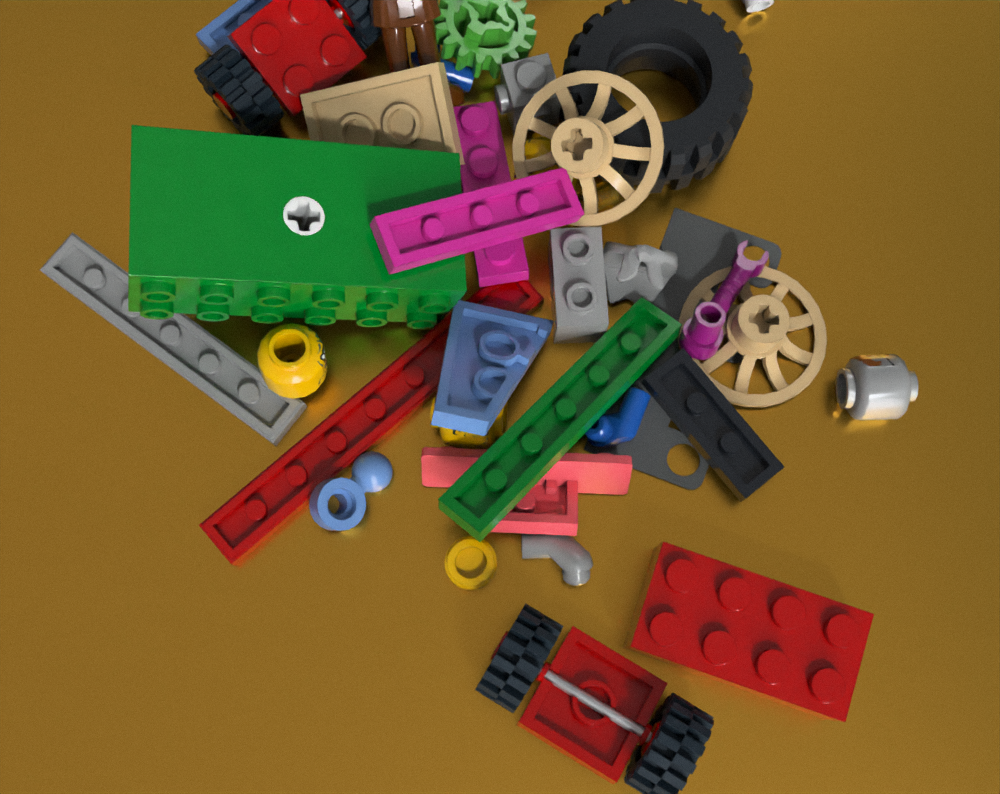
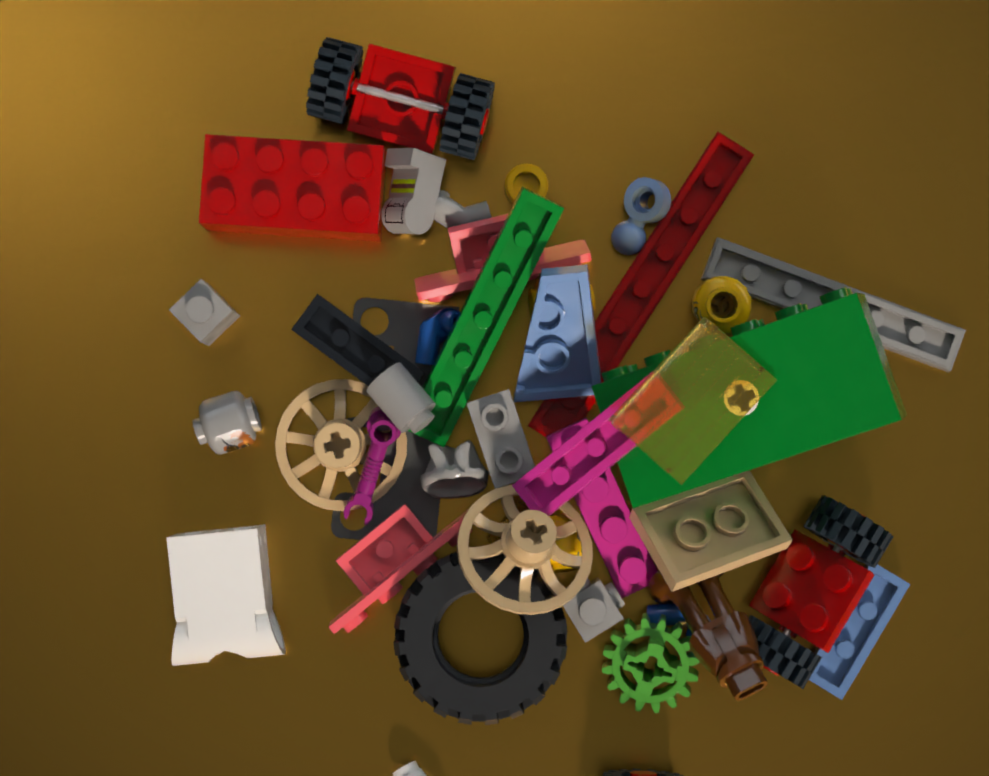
camera: 170 degrees right, 10 degrees up
(358, 220) = (692, 400): none -> clear yellow piece
(606, 588) = (412, 190): none -> light grey leg
(679, 345) = (402, 399): none -> light grey brick
(728, 198) = (386, 557): none -> coral bracket
(881, 513) = (204, 312): none -> light grey brick
(917, 211) = (222, 595): none -> white piece

